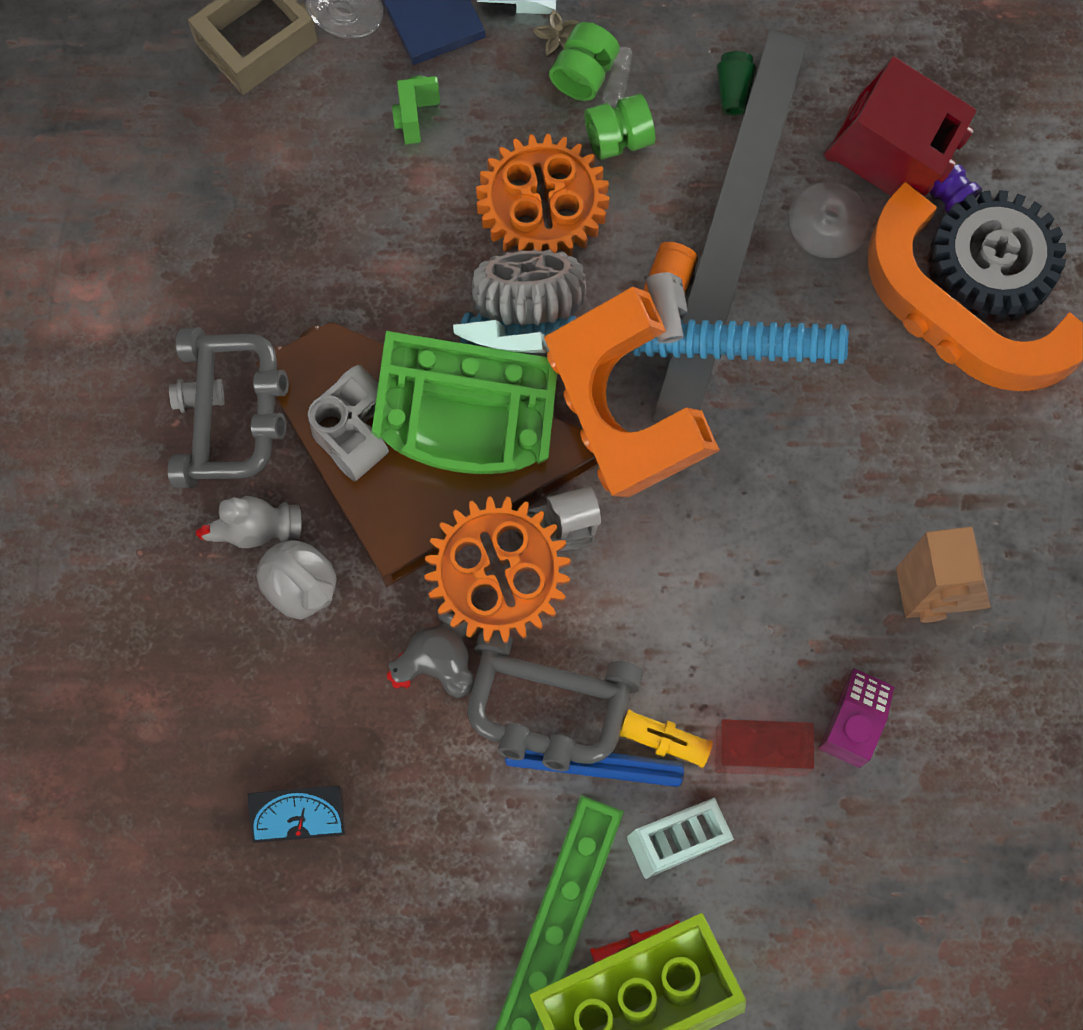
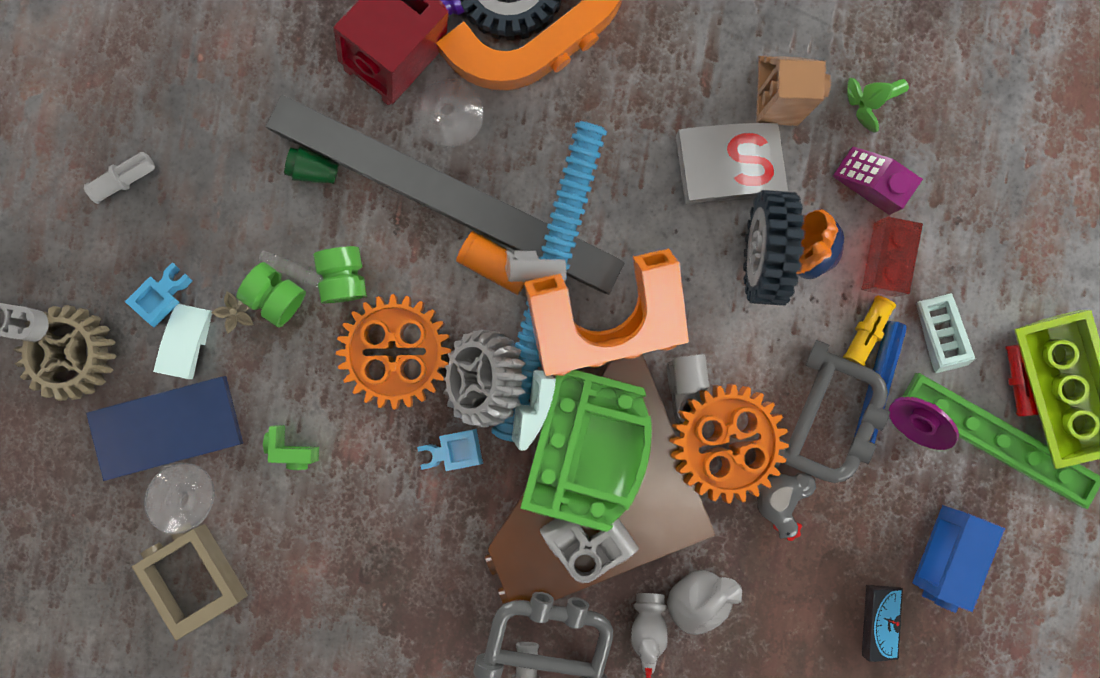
camera: 75 degrees left, 15 degrees up
(392, 879) = (957, 559): none -> blue window
(438, 279) = (456, 451): none -> dark azure plate
(562, 815) = (923, 423): none -> magenta dish
(745, 580) = (773, 247): none -> black wheel
(758, 648) = (821, 244): none -> orange hair
(841, 537) = (730, 161): none -> light grey slope
(963, 691) = (873, 97): none -> bright green plant

